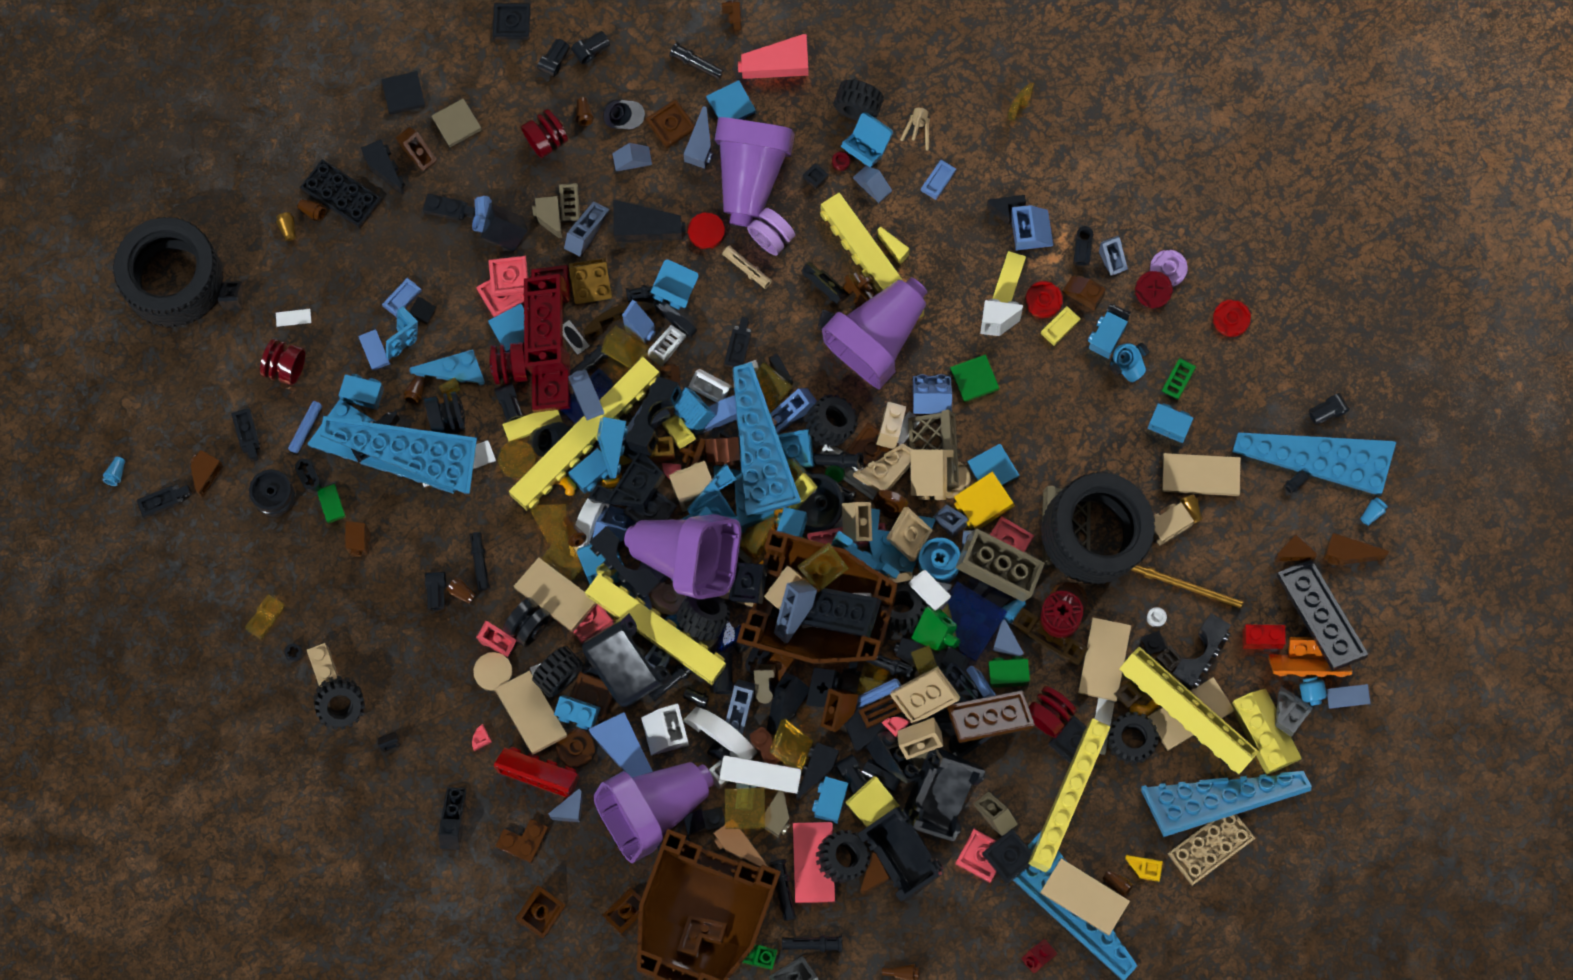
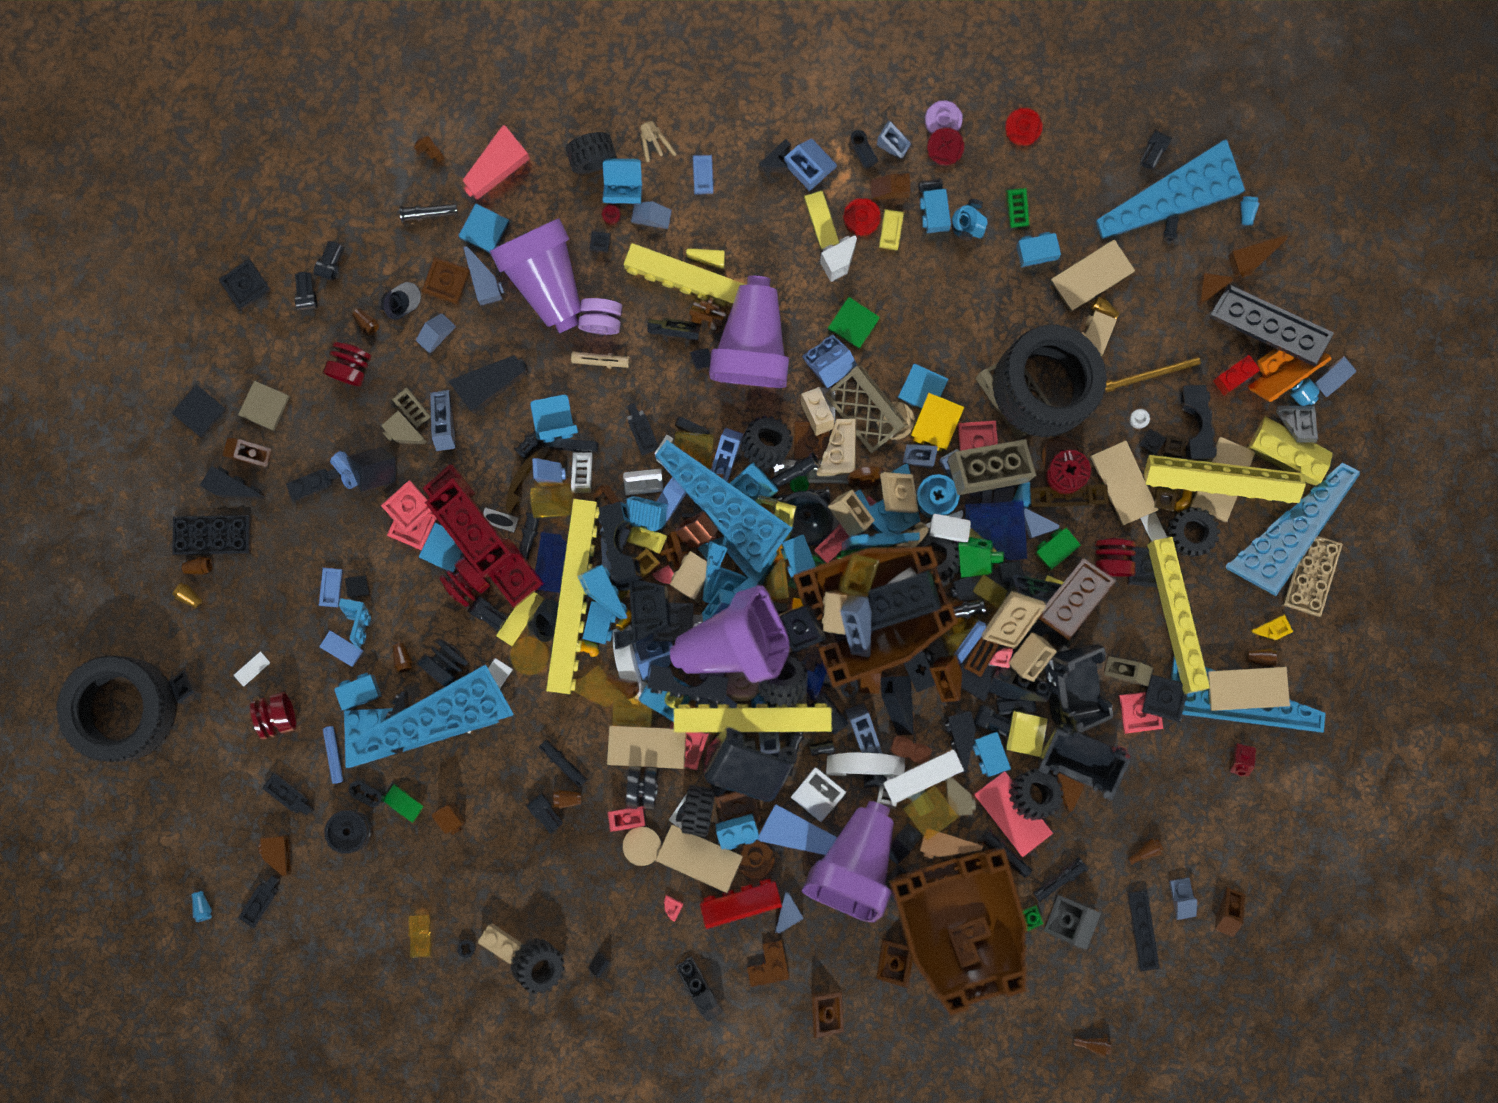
camera: 35 degrees left, 10 degrees up
(450, 386) = (430, 636): clear yellow plate -> none
(459, 366) = (423, 613): dark azure wing -> none
(586, 394) = (551, 565): sand blue slope -> none
(590, 281) = (478, 462): pearl gold bracket -> none
(706, 230) = (543, 352): red tile -> none
(763, 684) = (872, 701): dark tan leg -> none
(791, 745) = (930, 735): clear yellow tile -> none
(929, 474) = (879, 429): tan panel -> none
(980, 682) = (1044, 574): medium blue tile -> none
(1021, 99) = (723, 57): clear yellow slope -> none

